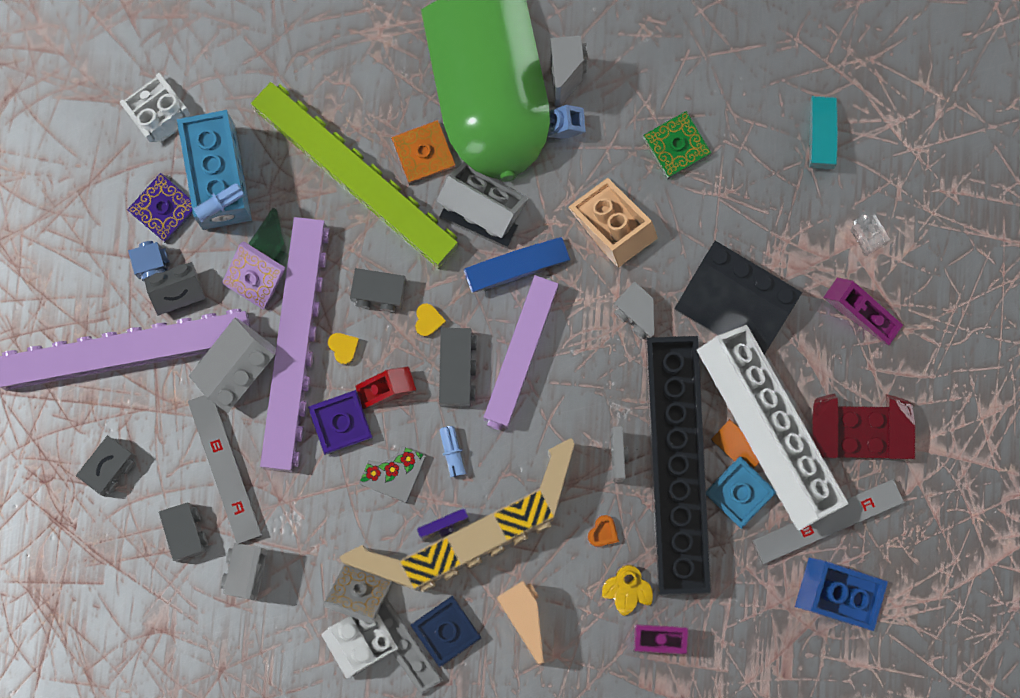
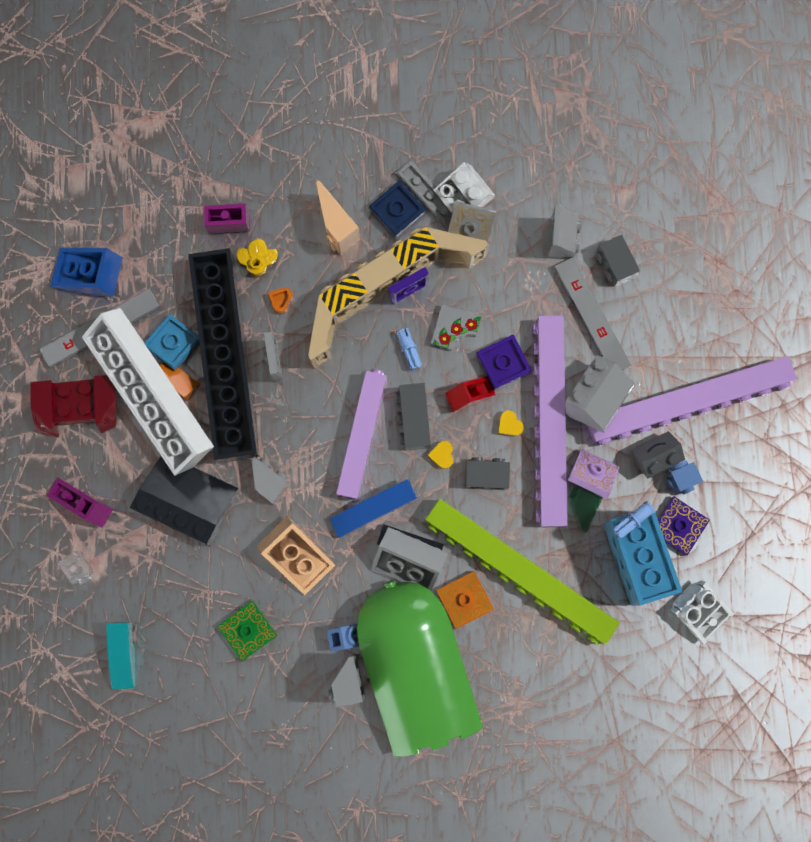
camera: 170 degrees right, 0 degrees up
(106, 466) = (688, 305): dark grey brick -> none

